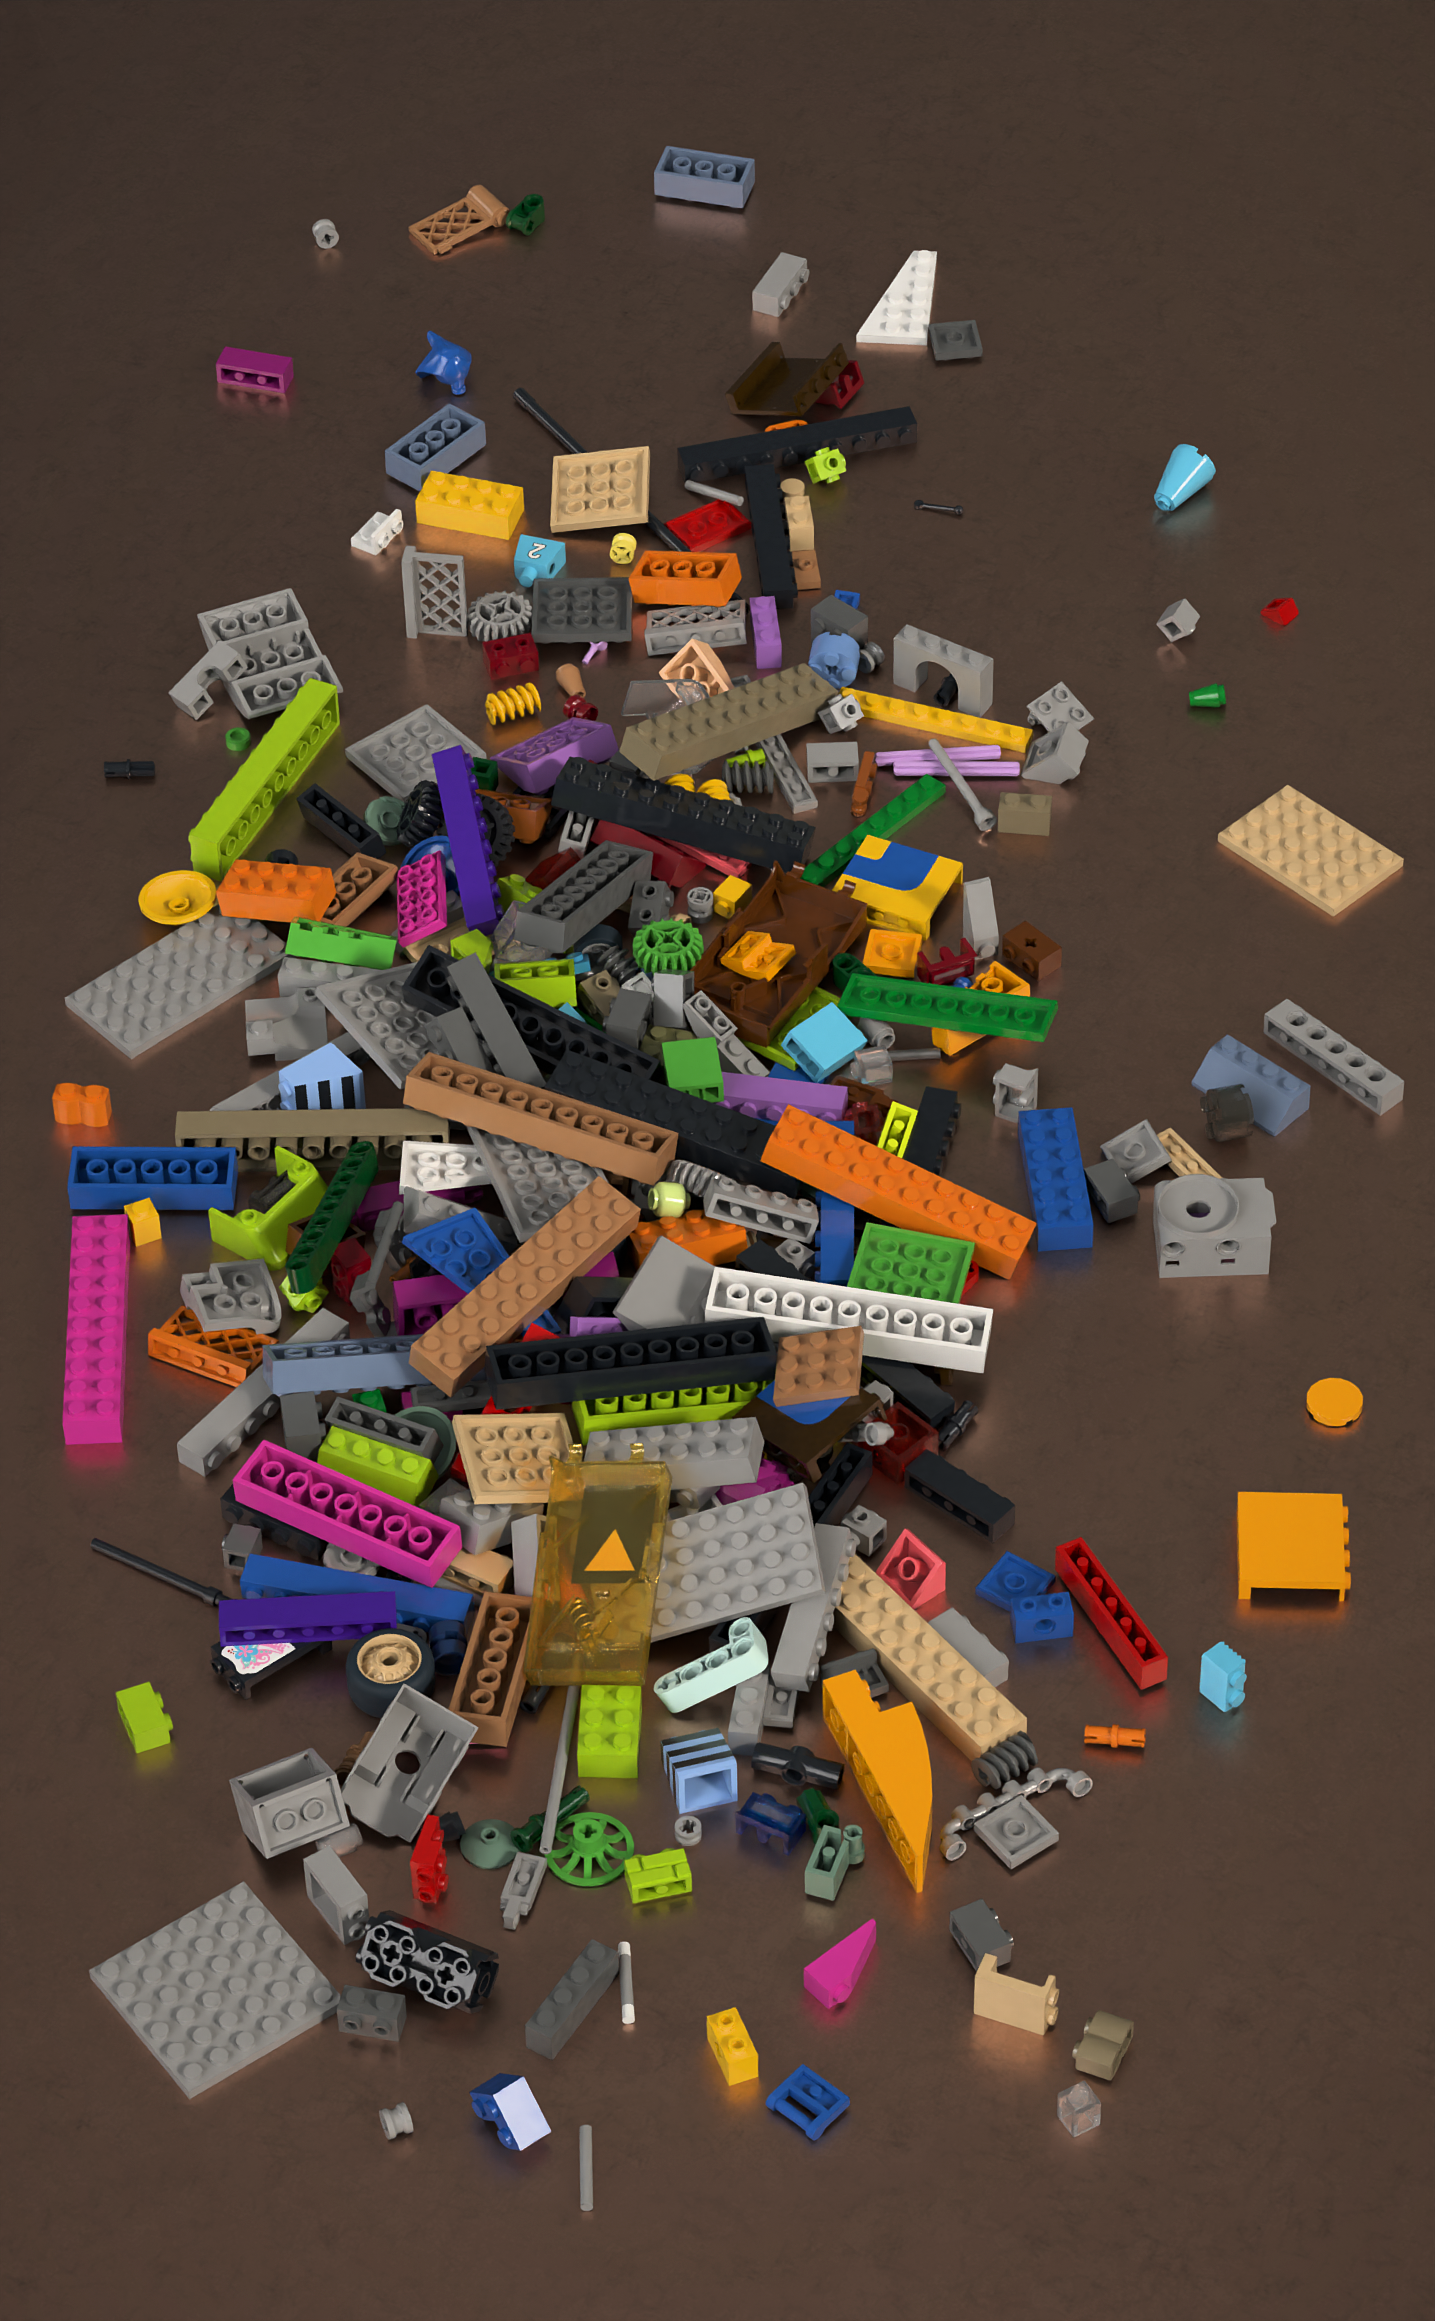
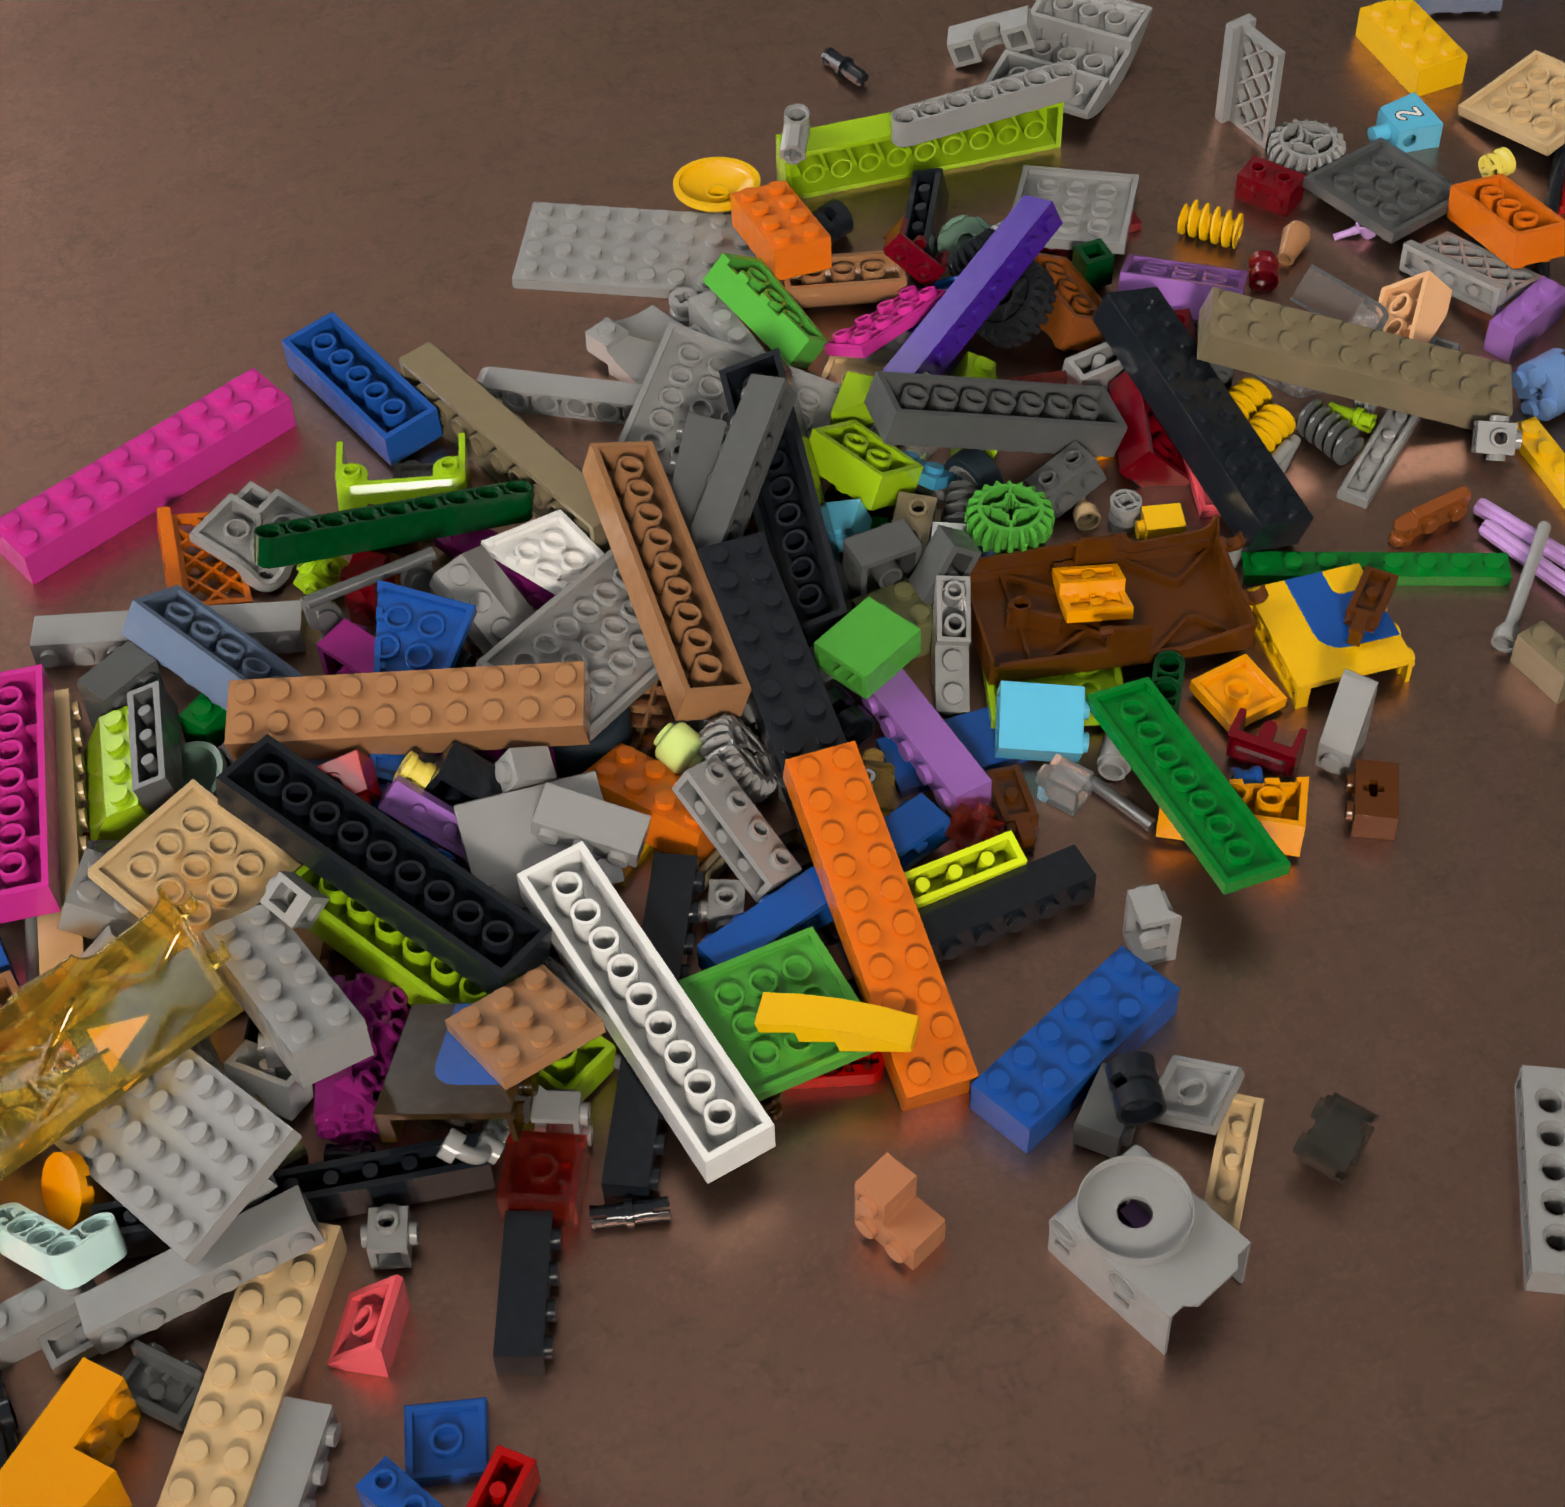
camera: 50 degrees right, 5 degrees up
(82, 1104) = (411, 290): orange brick -> none
(143, 1222) = (306, 417): yellow brick -> none
(207, 820) = (795, 133): none -> light grey piece
(266, 984) = (679, 304): none -> light grey wheel
(300, 721) = (983, 104): none -> light grey beam
(322, 1082) = (581, 409): light blue slope -> none
(378, 532) = (1308, 20): white bracket -> none
(380, 847) = (911, 254): none -> dark red window
(562, 1311) = (416, 770): none -> light yellow wheel
(618, 1410) = (294, 911): none -> light grey brick
(623, 1265) = (524, 767): none -> light grey brick
(675, 1646) = (66, 1188): none -> light orange tile
(695, 1261) = (601, 825): none -> light grey brick
(832, 762) = (1426, 472): light grey brick -> none
(907, 849) = (1369, 603): none -> reddish brown hinge
(949, 1246) = (837, 1020): none -> yellow slope
(1080, 1316) = (894, 1214): none -> nougat brick
(1124, 1161) = (1135, 1088): none -> black wheel
(1274, 1092) = (1415, 1135): sand blue slope -> none

